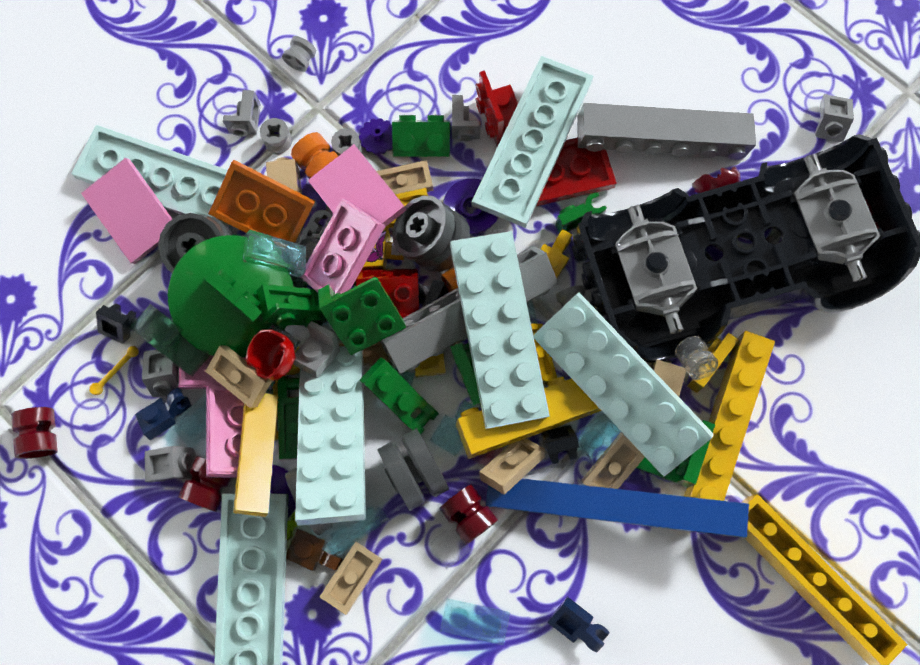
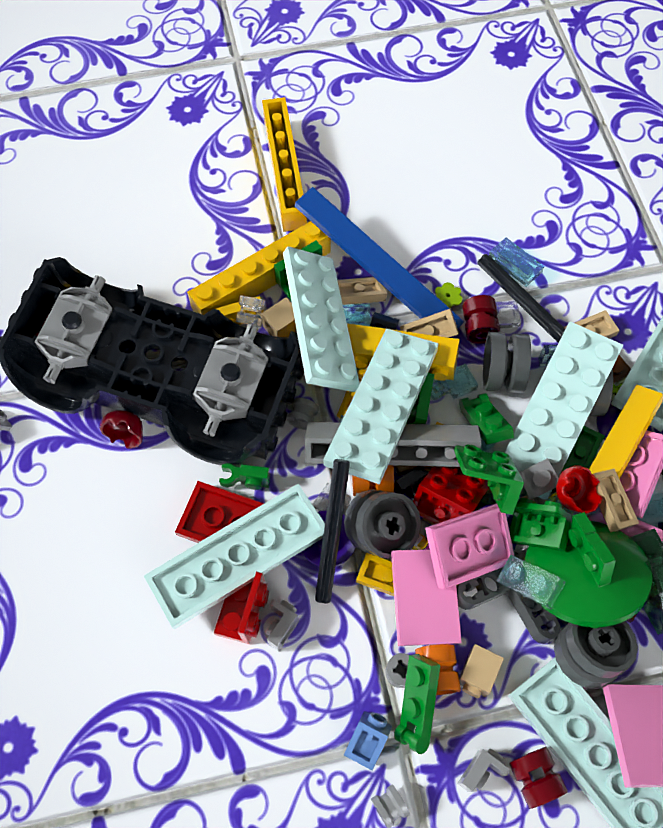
camera: 150 degrees left, 10 degrees down
(198, 132) = (541, 789): none -> dark red wheel
(260, 204) = (517, 647): orange plate -> none
(276, 142) = (457, 729): light grey wheel -> none
(317, 121) = (418, 703): none -> green plate
(341, 87) = (368, 739): none -> medium blue bracket
(376, 136) = (364, 667): dark purple piece -> none
(408, 177) = (369, 602): tan plate -> none
(421, 137) = (326, 636): green bracket -> none
(441, 573) = (522, 297): none -> black axle
(468, 197) = (332, 530): none -> black axle
(526, 521) = (449, 295): none -> lime plant
(555, 254) = (291, 459): yellow plate -> none
(575, 623) = (450, 226): dark blue plate -> none
(665, 130) = (126, 494): light grey brick -> none

